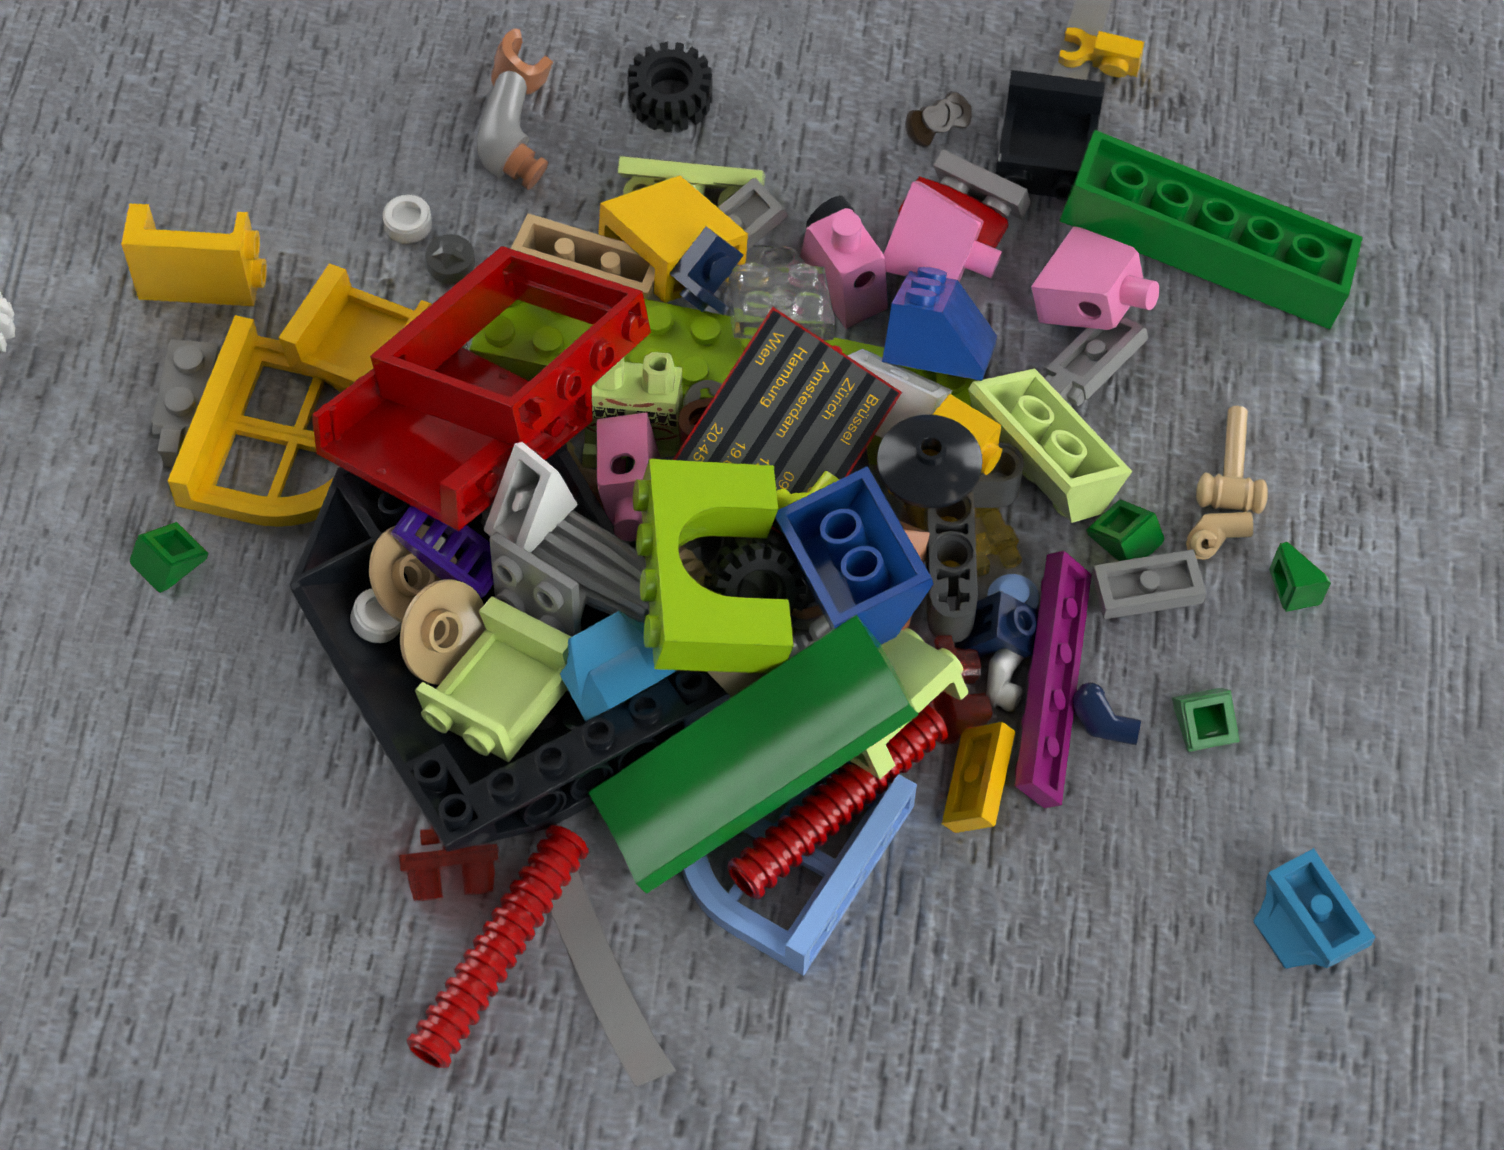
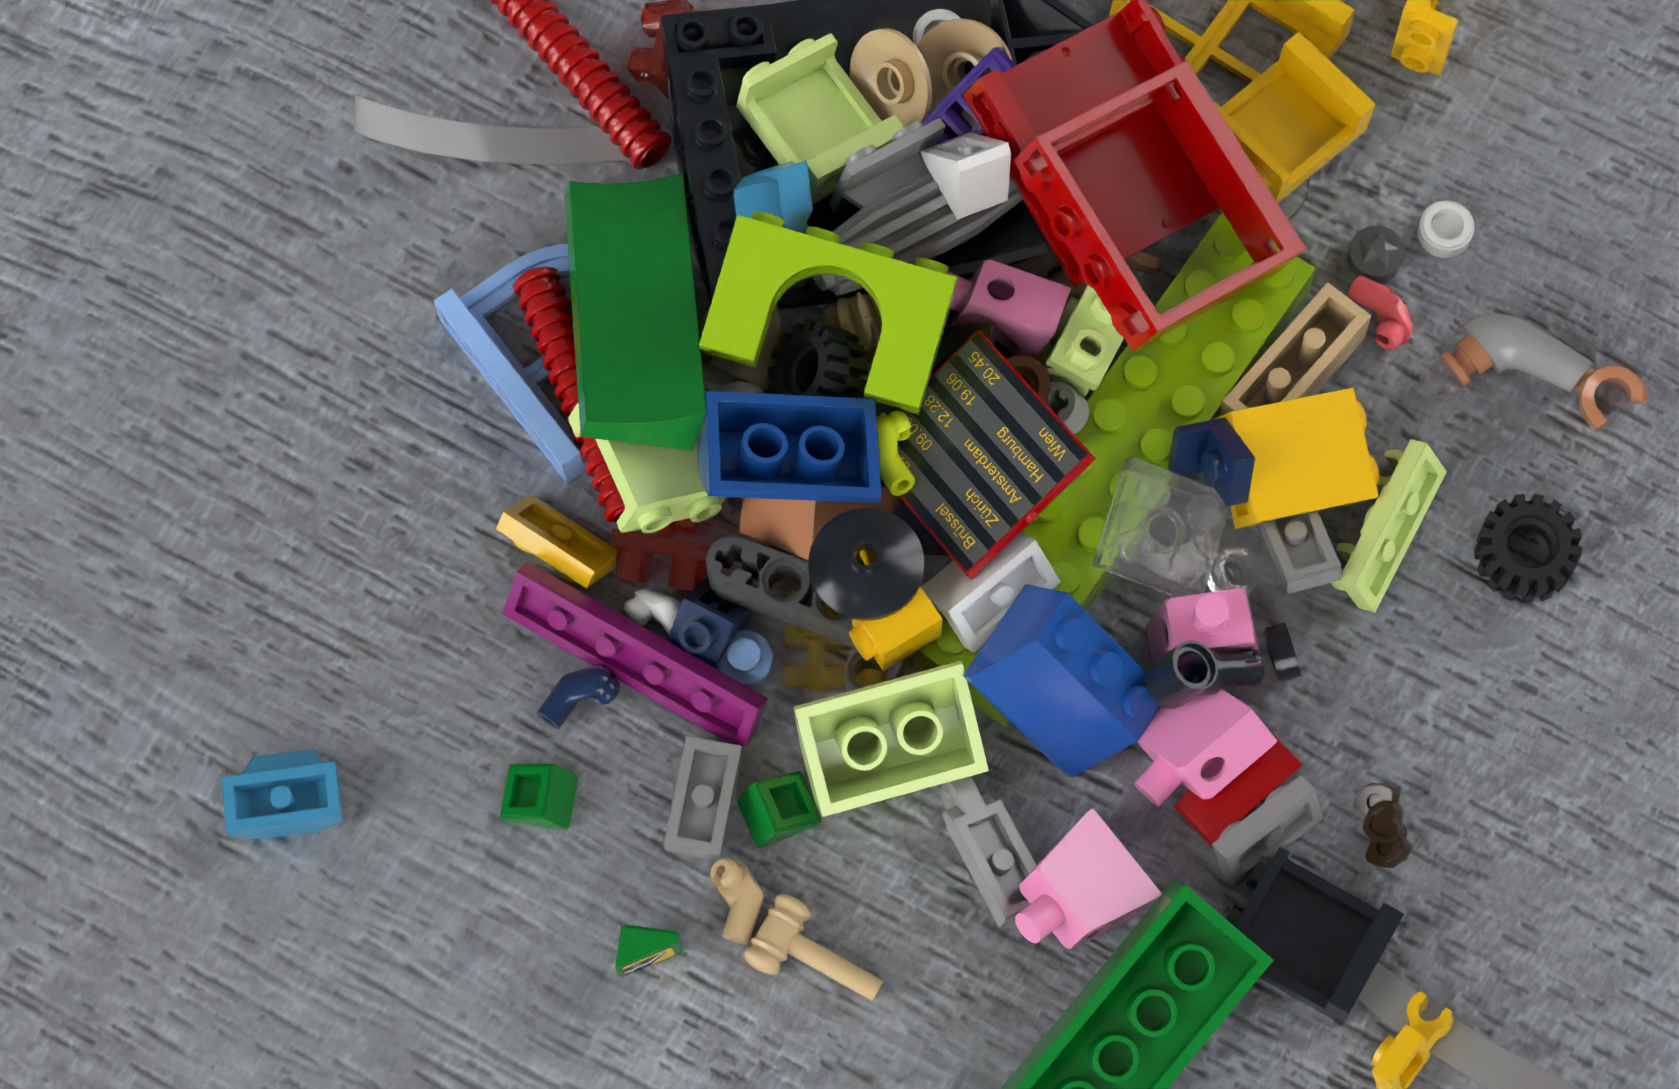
camera: 115 degrees right, 10 degrees up
(499, 232) = (1391, 311): none -> coral arm
(898, 234) = (1202, 673): none -> black pin

